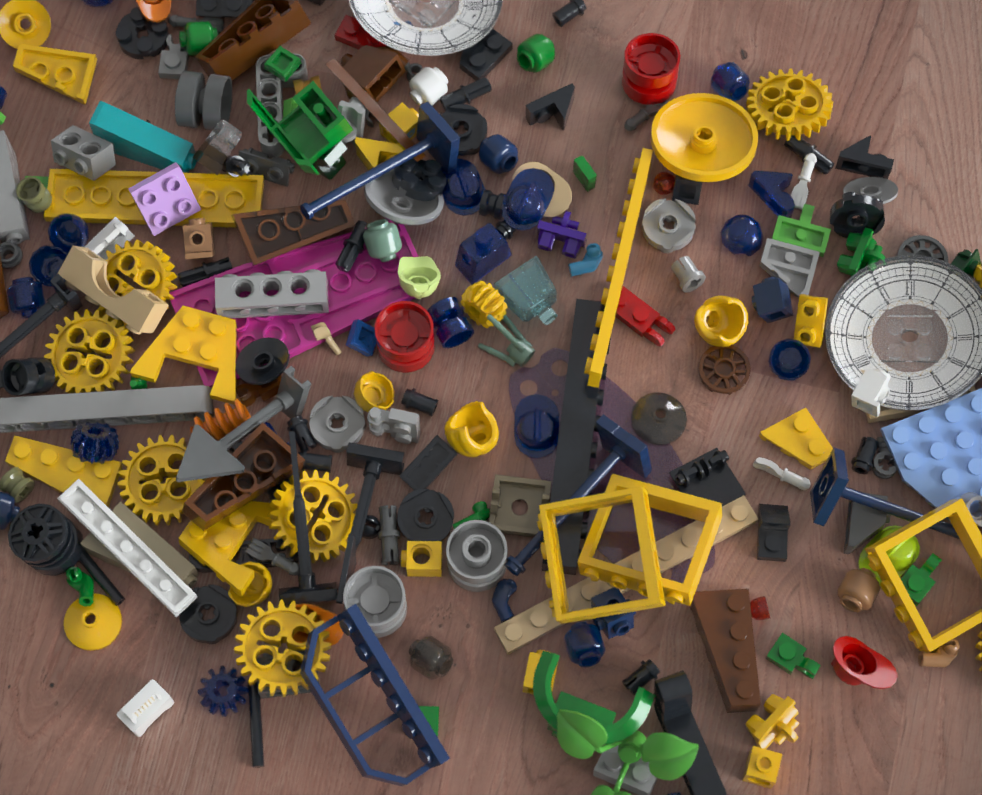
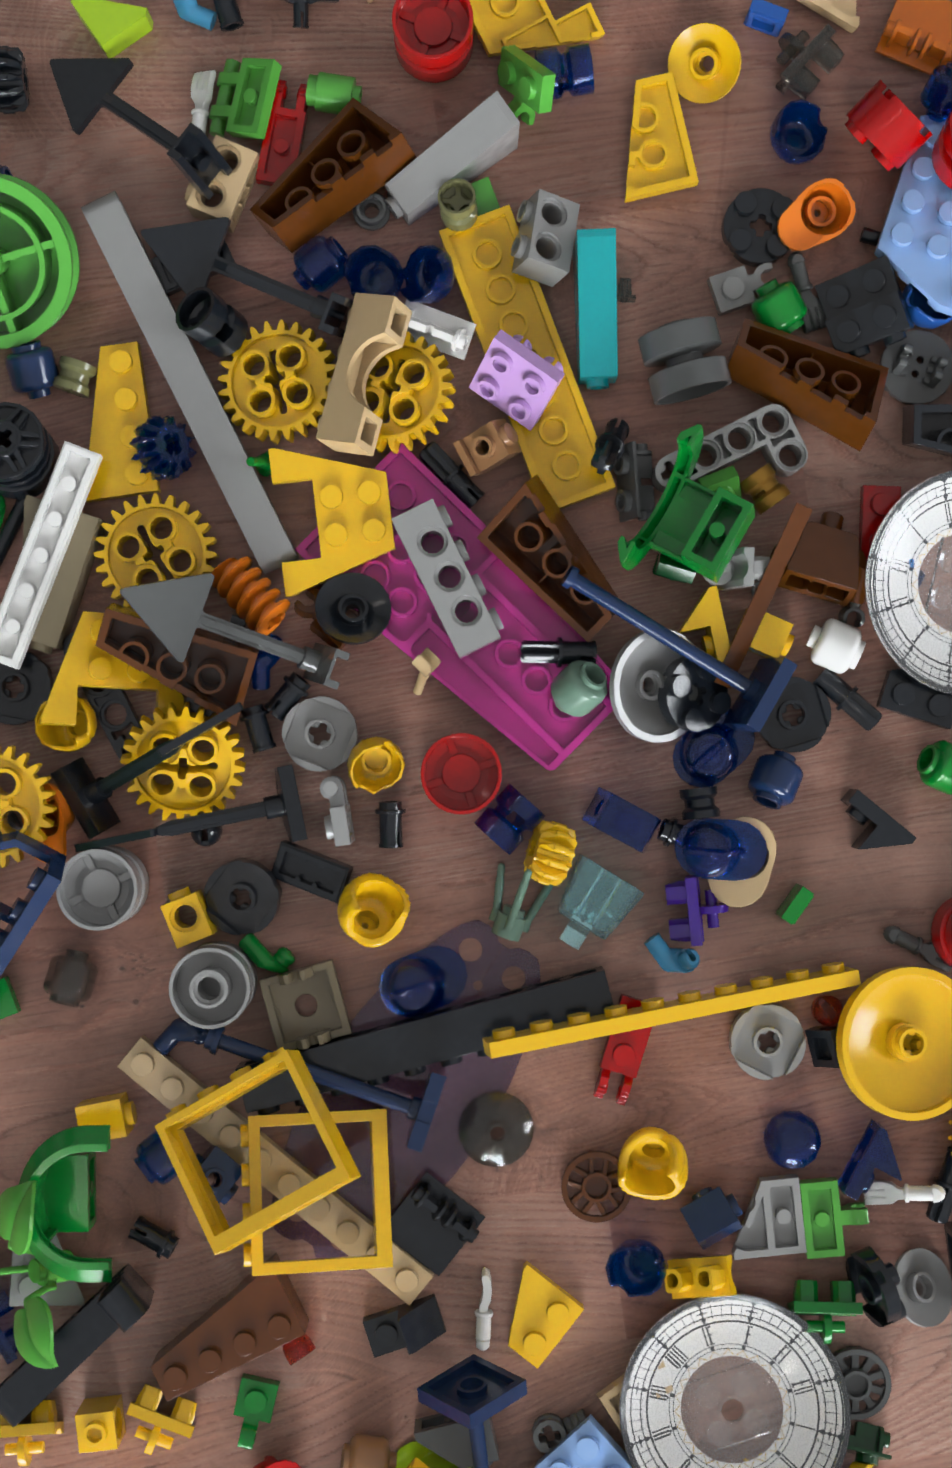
camera: 65 degrees right, 20 degrees up
(218, 146) = (622, 412): leg -> none
(264, 553) = (112, 722): dark grey piece -> none
(282, 63) = (782, 440): green tile -> none
(362, 338) = (445, 716): blue tile -> none
(389, 535) = (202, 861): dark grey pin -> none
(418, 276) = (551, 755): yellowish green piece -> none
(689, 278) = (701, 1097): light grey bush -> none
(863, 461) = (550, 1405): black pin -> none
(871, 391) = (625, 1398): white brick -> none

